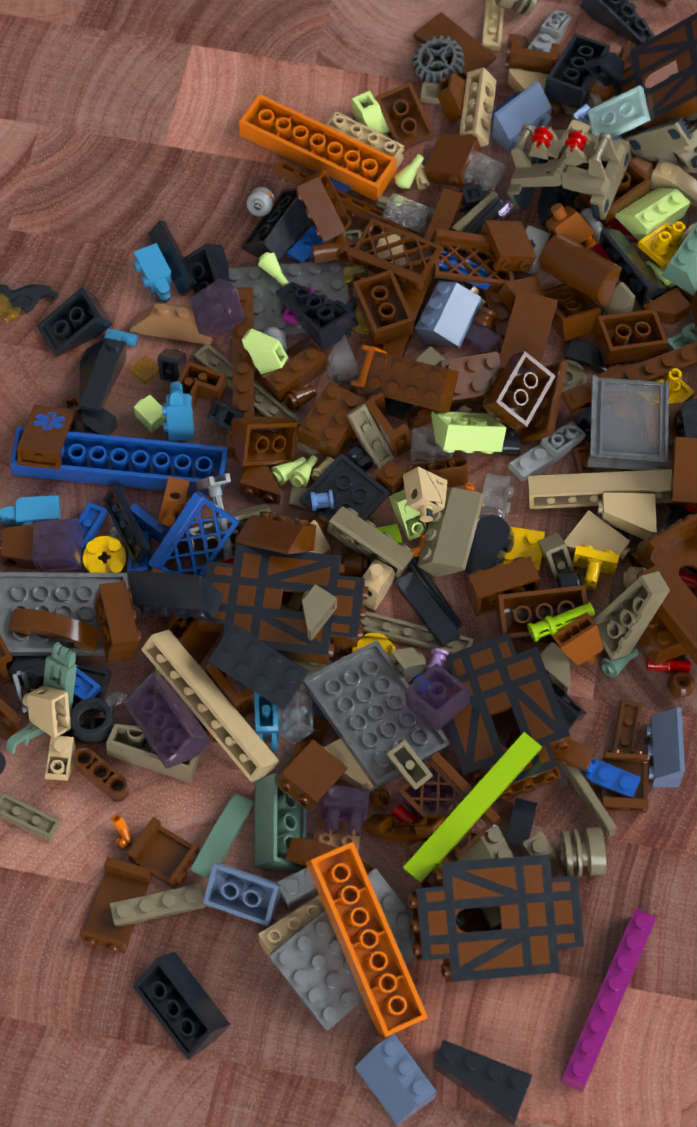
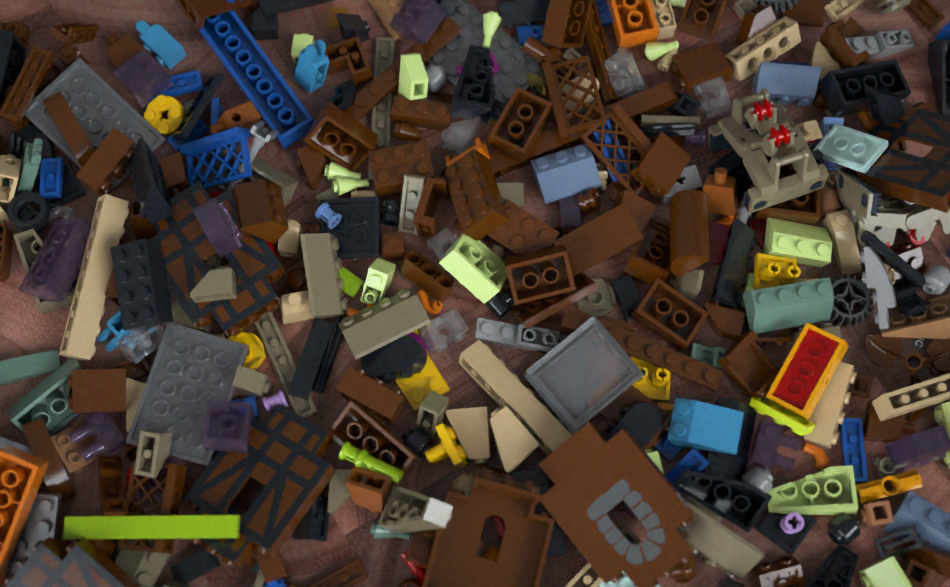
camera: 50 degrees right, 10 degrees up
(271, 568) = (218, 227): none -> clear purple brick
(425, 492) = (391, 280): tan torso -> none
(595, 99) = (855, 122): dark tan plate -> none

